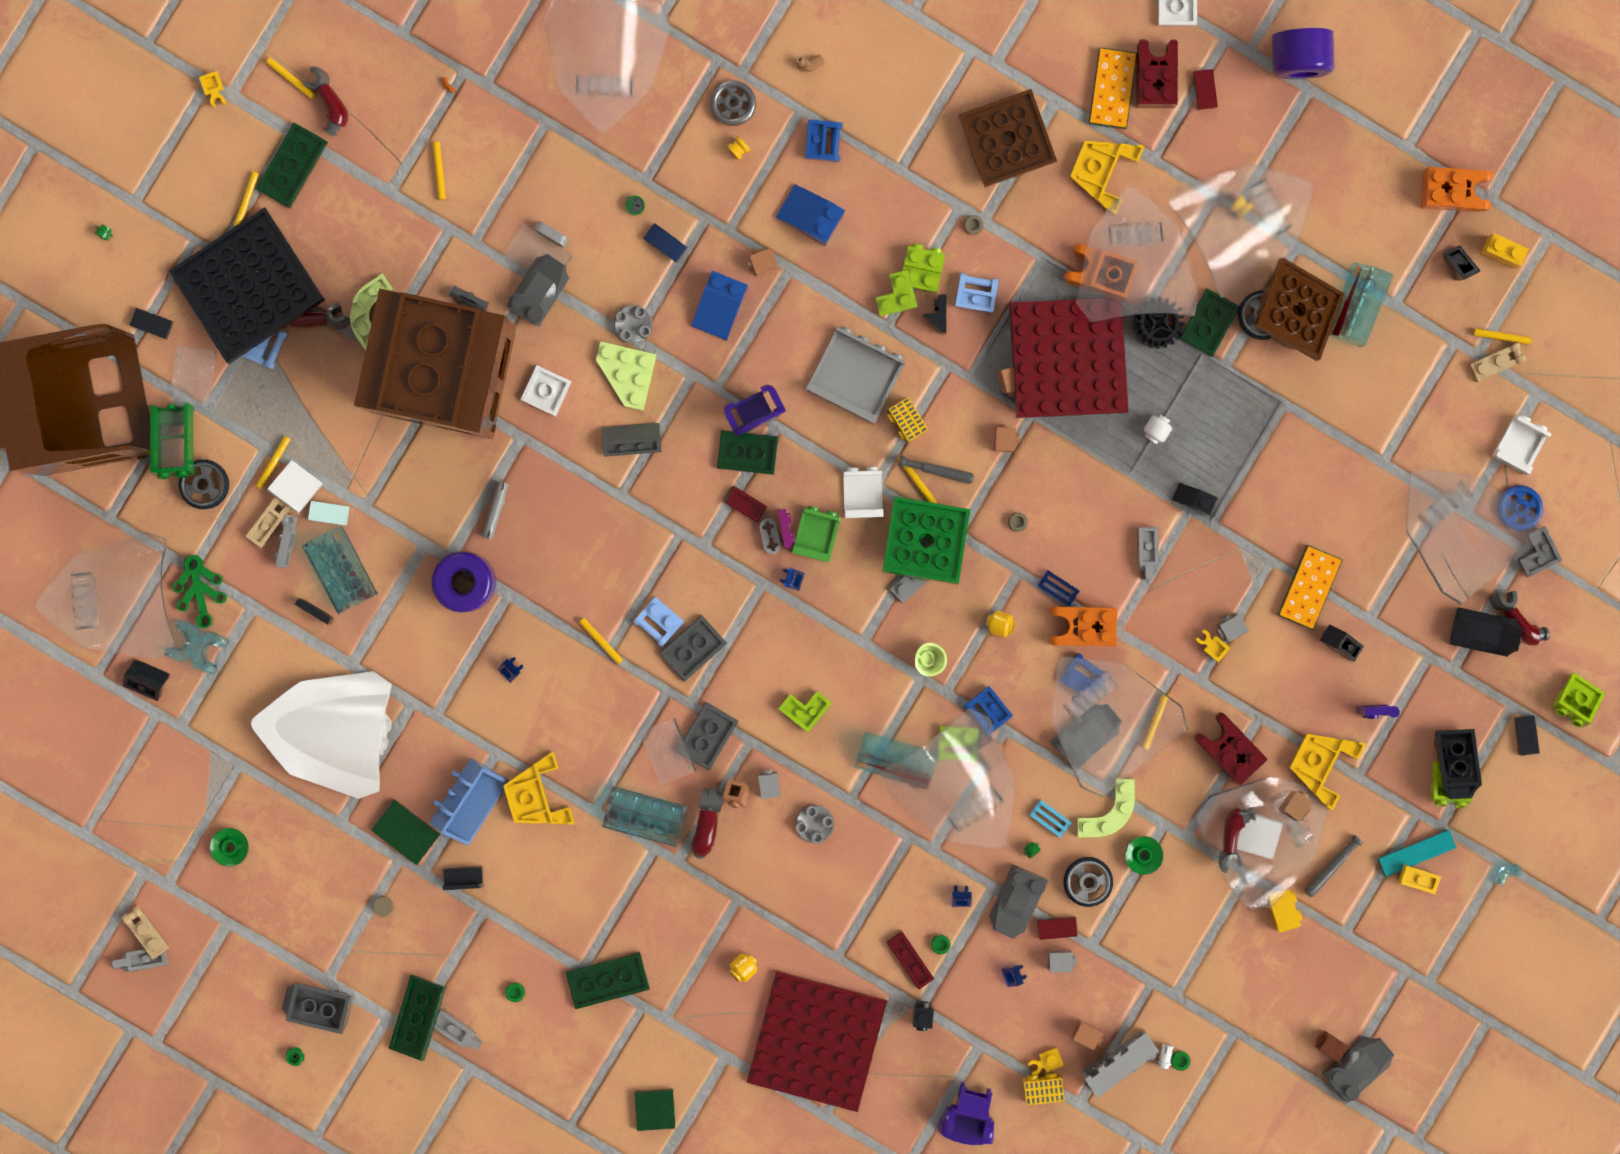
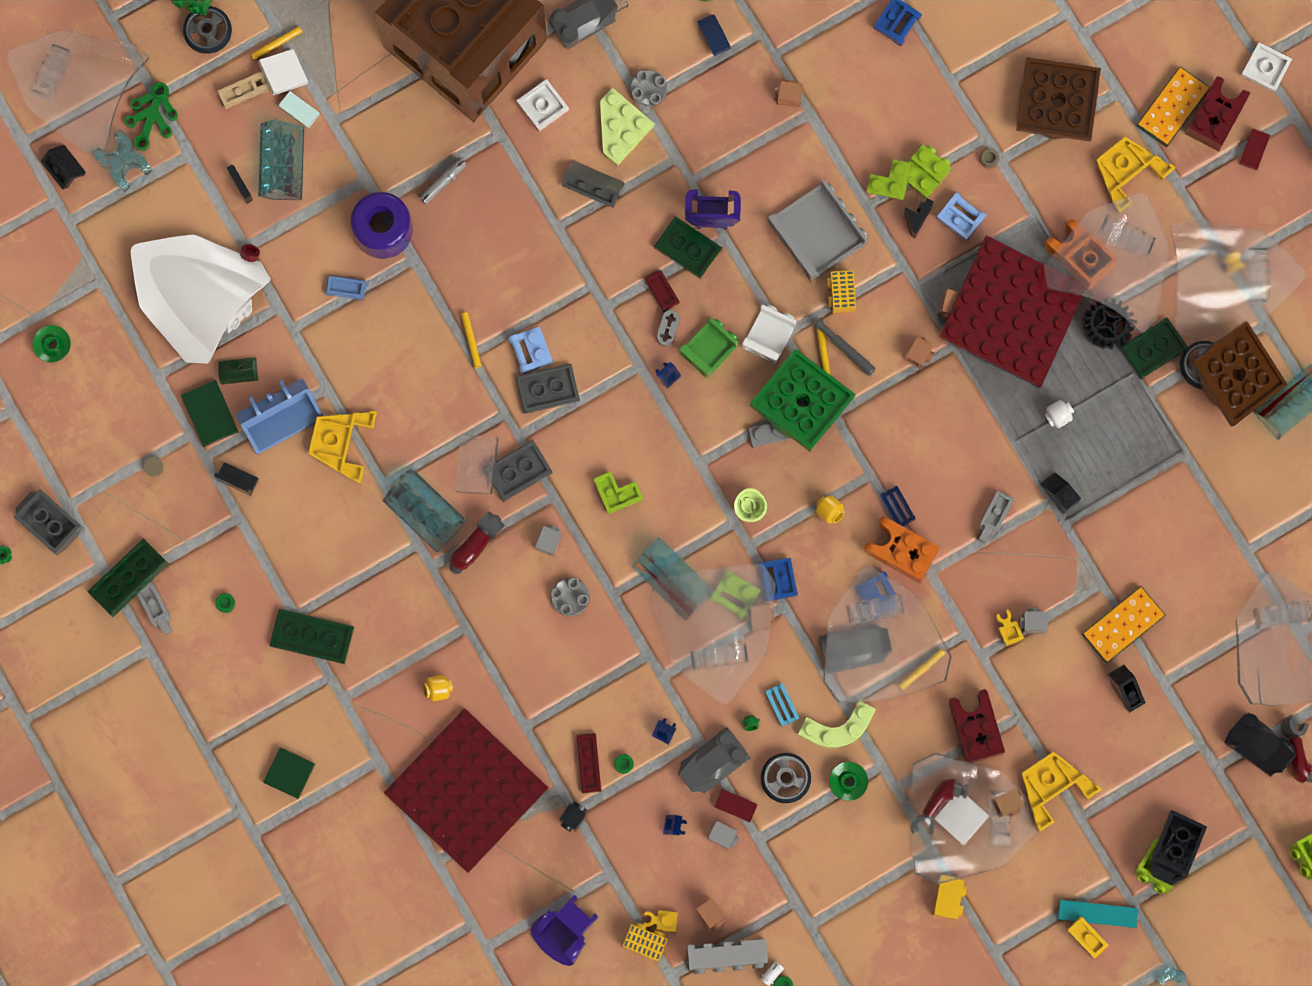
camera: 30 degrees right, 10 degrees down
(286, 541) = (249, 114): light grey hinge -> none
(359, 669) = (249, 253): none -> dark red tile
(409, 780) = (238, 371): none -> clear green slope
(463, 653) = (346, 287): none -> medium blue tile
(508, 670) = (377, 321): clear blue tile -> none
(719, 305) = (732, 110): blue slope -> none
(736, 793) = (516, 531): nougat brick -> none
(788, 537) = (683, 332): magenta plate -> none
(811, 214) = (853, 77): blue slope -> none
(1017, 522) = (892, 431): dark tan tile -> none
(1319, 881) = (1006, 887): dark grey piece -> none
(1374, 711) = (1121, 759): dark purple plate -> none
(1526, 735) = (1253, 861): black tile -> none

